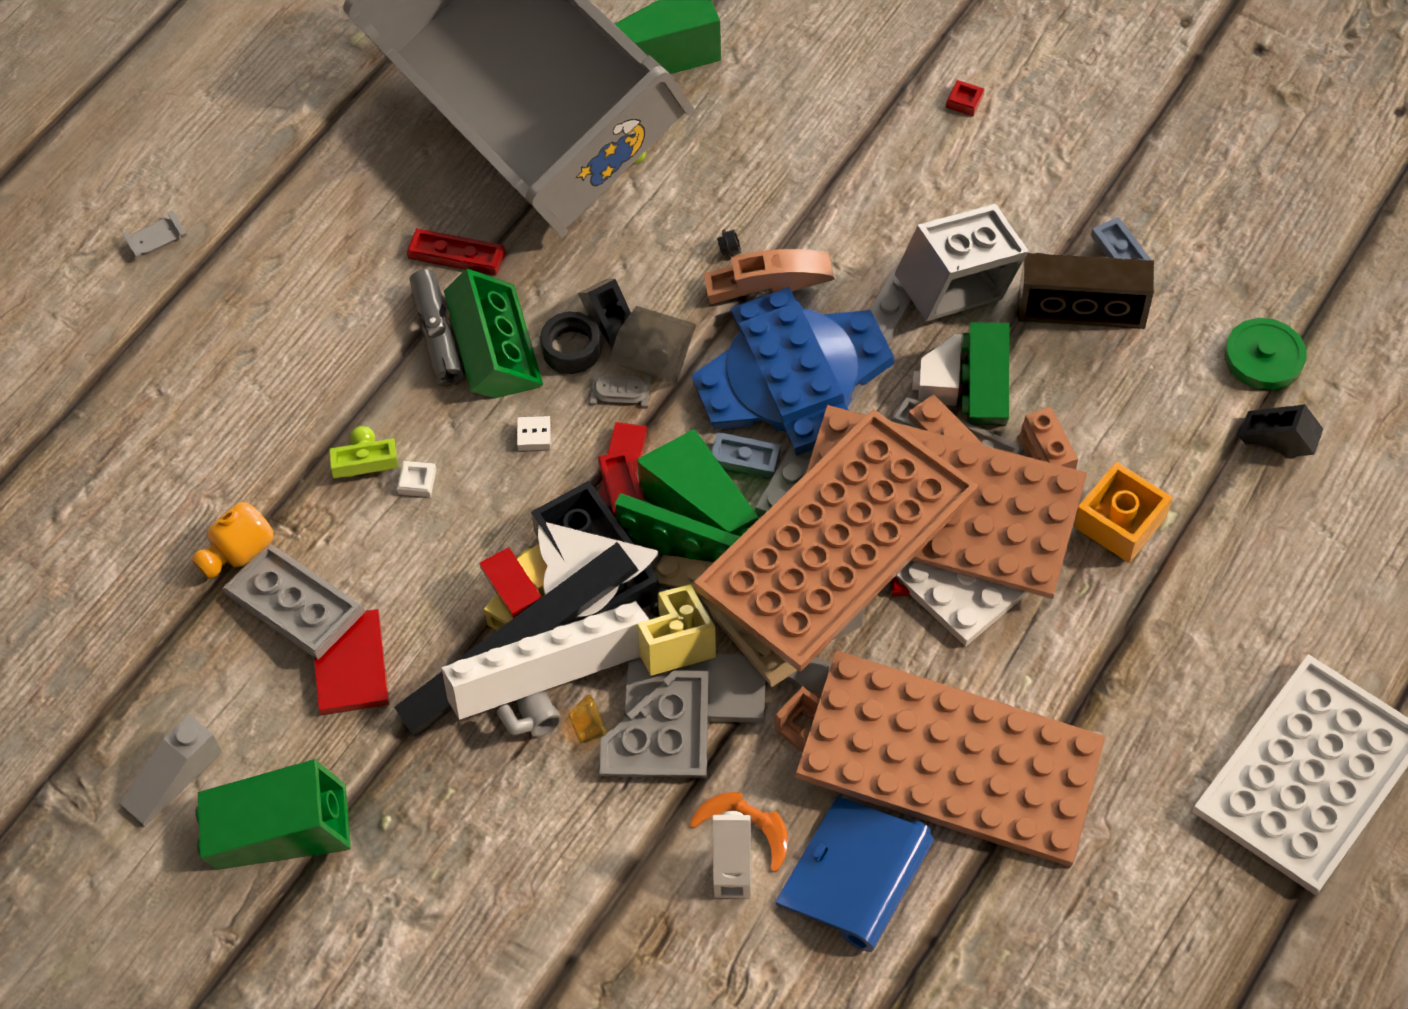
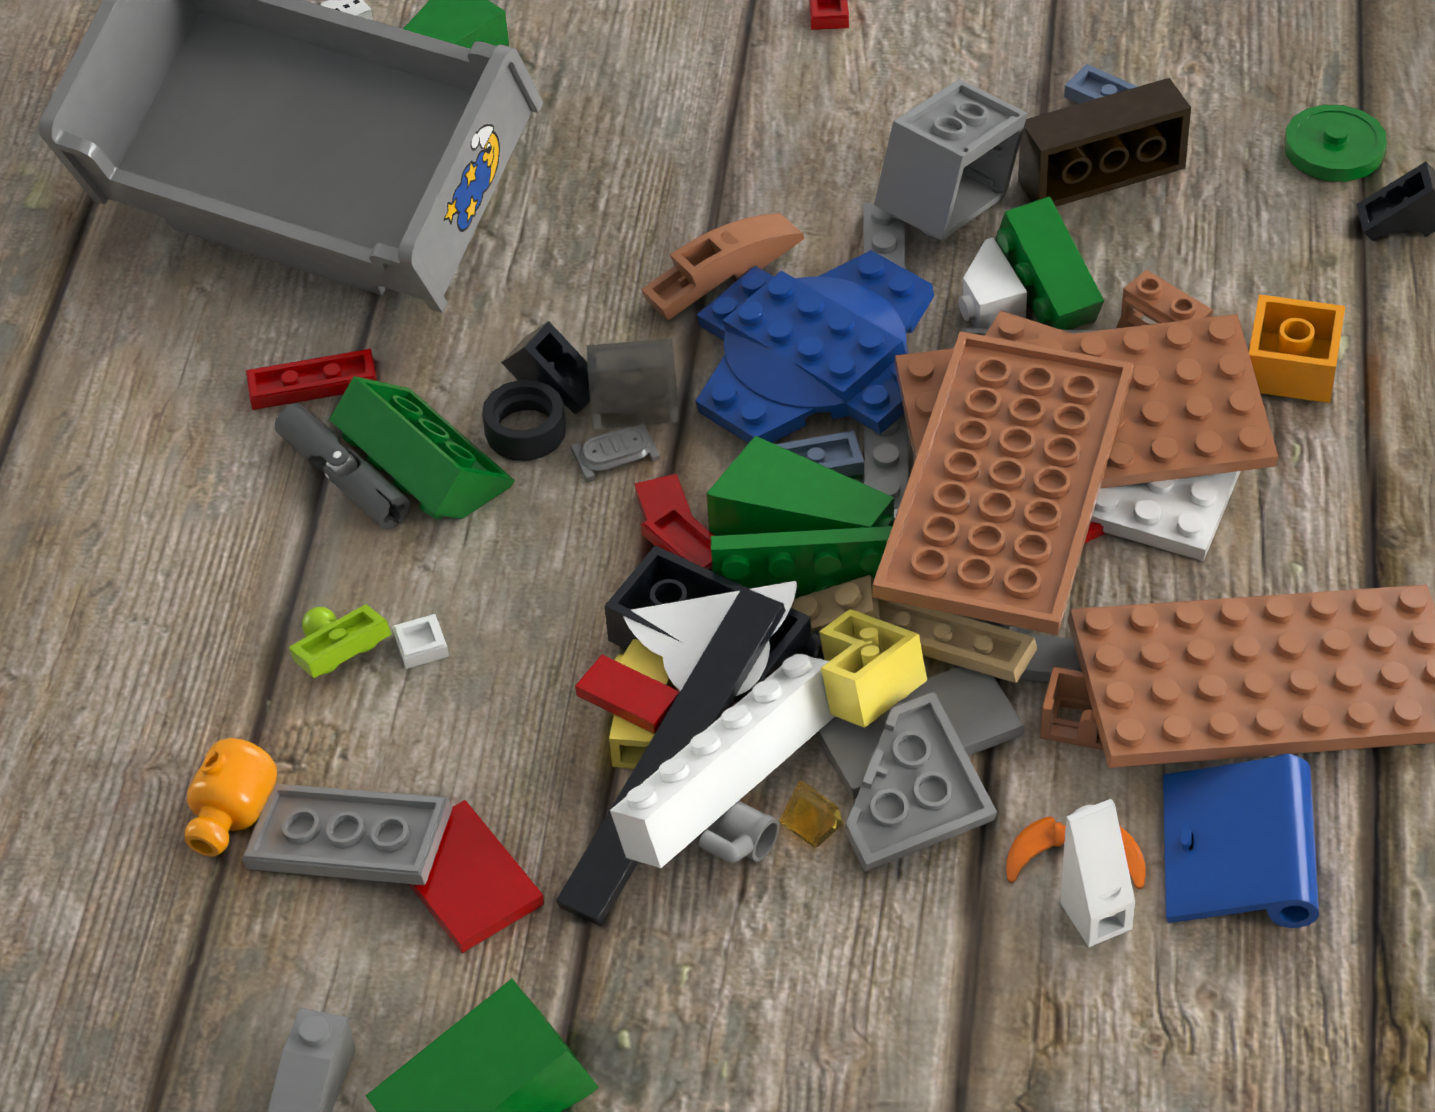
camera: 25 degrees left, 10 degrees down
(534, 433) = (539, 535): white tile -> none
(729, 243) = (650, 249): black plate -> none

